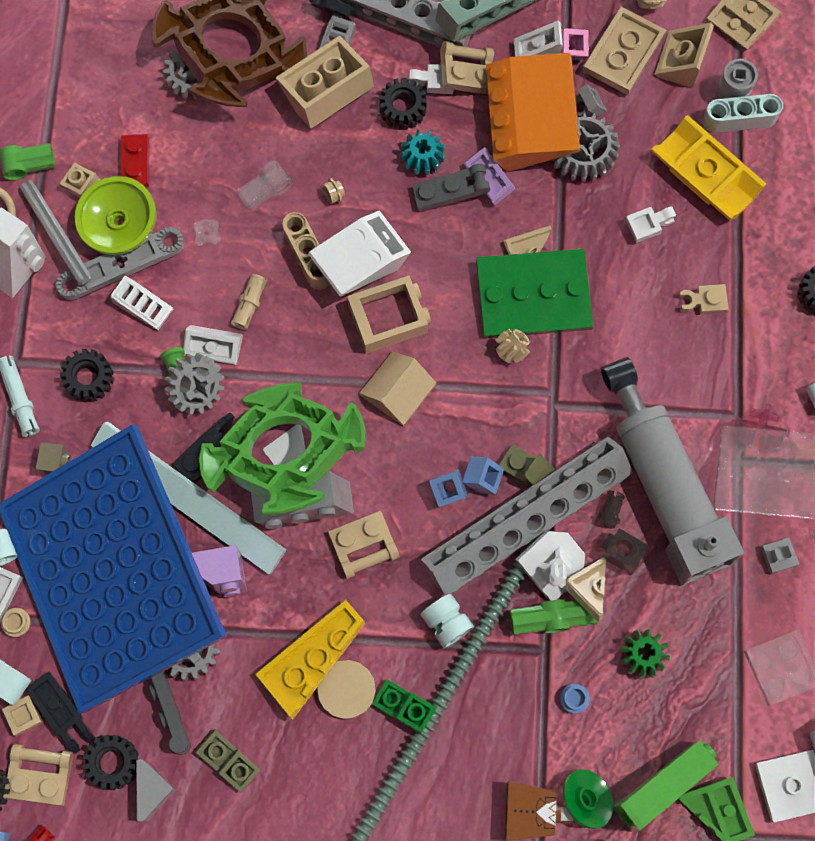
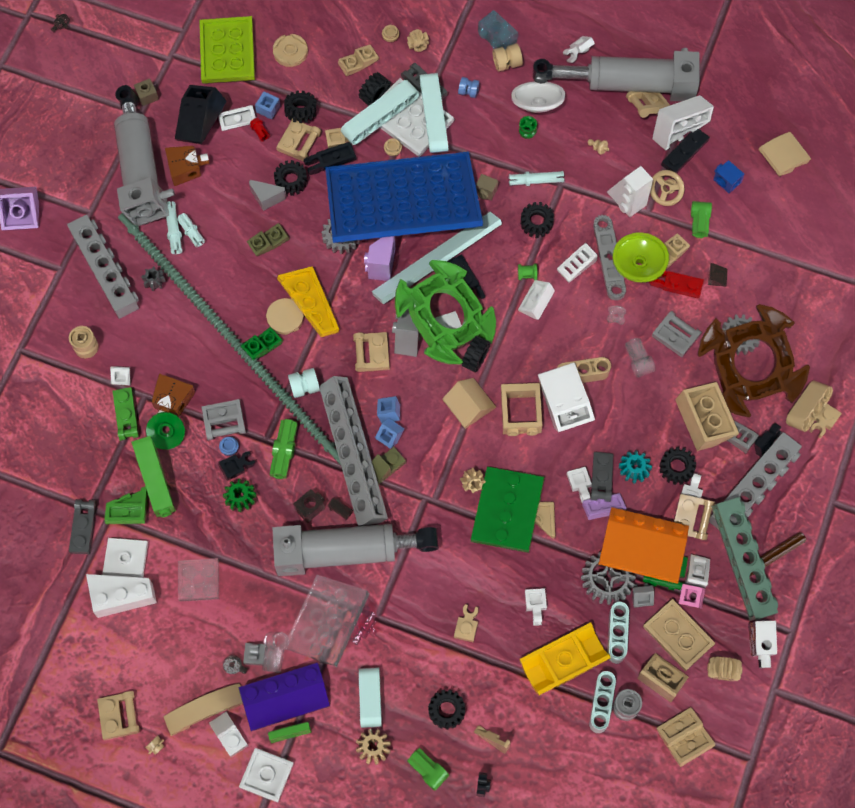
camera: 110 degrees right, 5 degrees down
(55, 232) = (641, 222): light grey axle -> none
(109, 122) = (717, 275): none -> clear smoke slope
(170, 714) = (305, 215): dark grey plate -> none
(183, 385) = (508, 276): light grey gear -> none
(220, 153) = (673, 337): none -> light grey plate
(249, 302) = (558, 327): tan pin -> none
(329, 391) = (476, 354): none -> black tyre
(333, 191) = (623, 401): tan plate -> none
(465, 214) = (580, 481): none -> white plate
(530, 724) = (223, 413): none -> light grey plate
(552, 561) = (316, 458): white piece -> none
(588, 587) = (293, 473): tan tile -> none
(603, 679) = (233, 467): none -> black plate
(658, 109) = (618, 623): none -> light aqua beam
(779, 556) = (271, 607): light grey tile -> none

